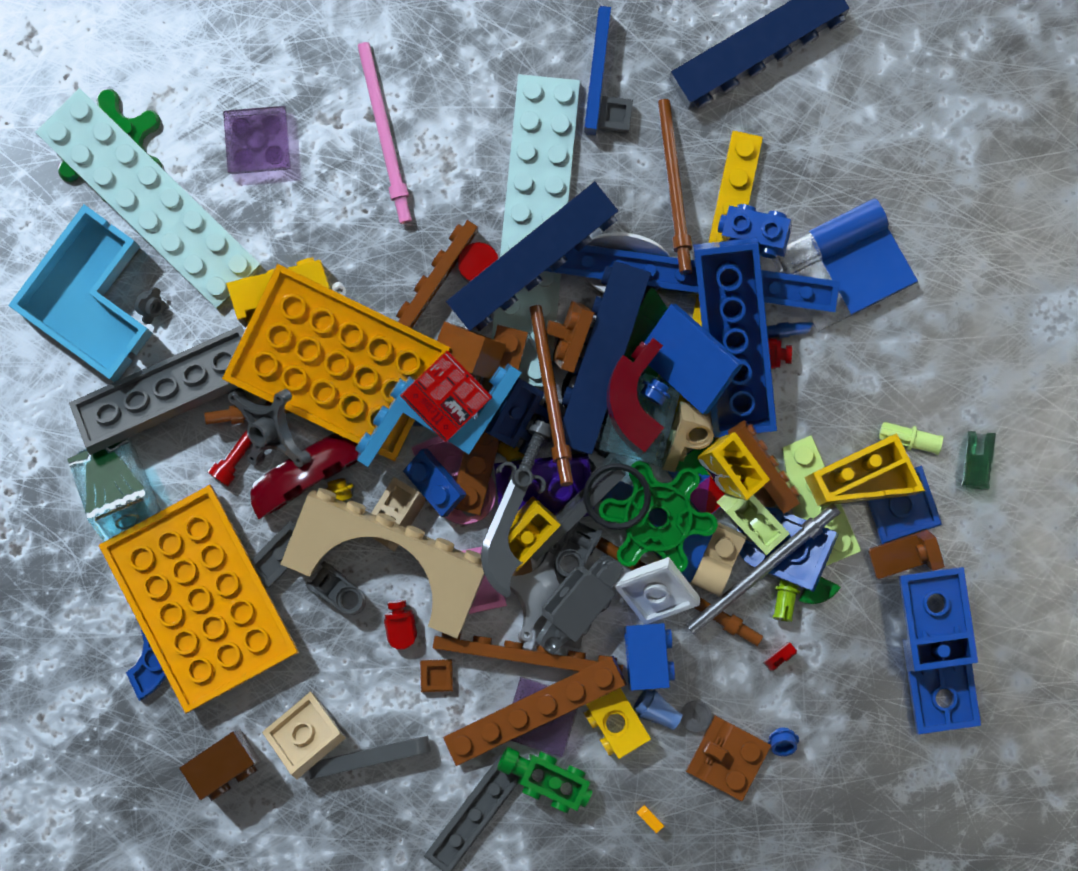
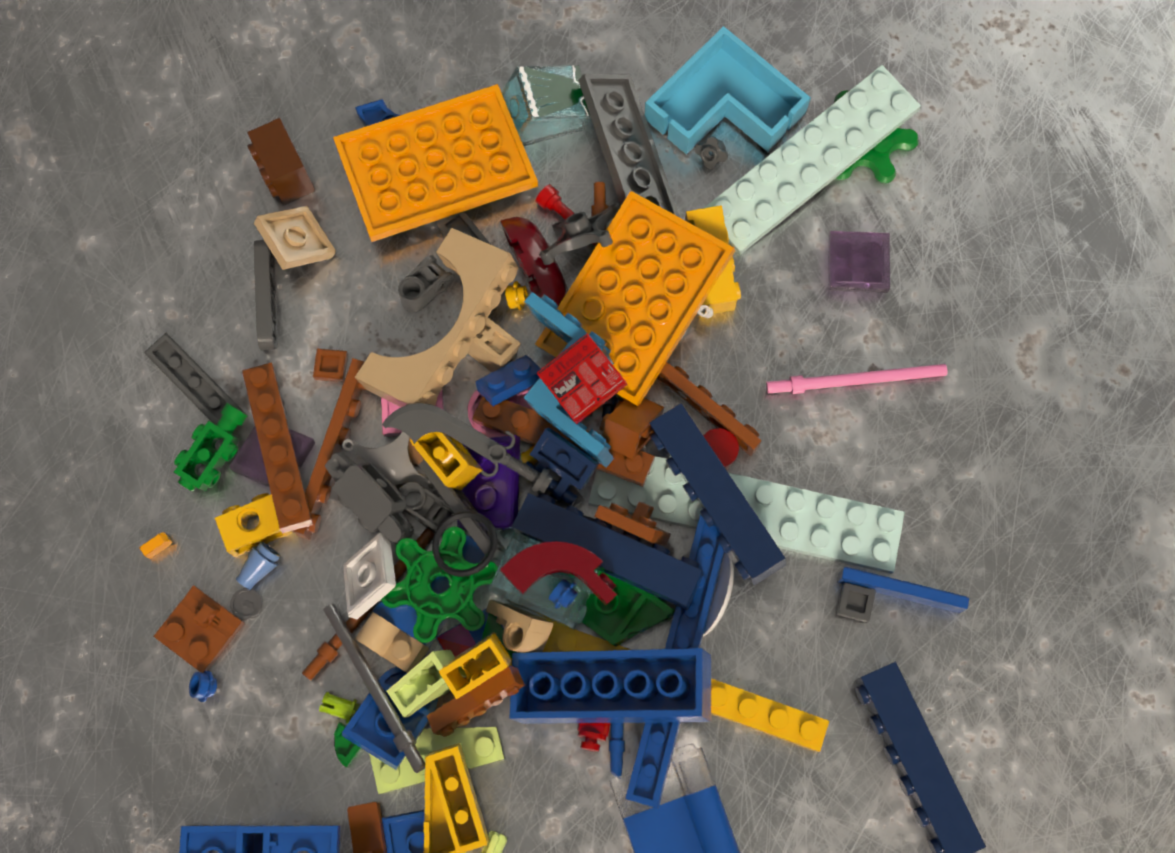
camera: 100 degrees right, 10 degrees down
(400, 625) = (382, 336): red arm -> none
(560, 452) = (516, 494): dark orange bar -> none
(647, 656) = (307, 558): blue brick -> none
(681, 241) = (717, 647): dark orange bar -> none
(692, 359) = (591, 635): blue tile -> none
(770, 229) = (716, 739): blue brick -> none
(783, 654) = (288, 696): red tile -> none

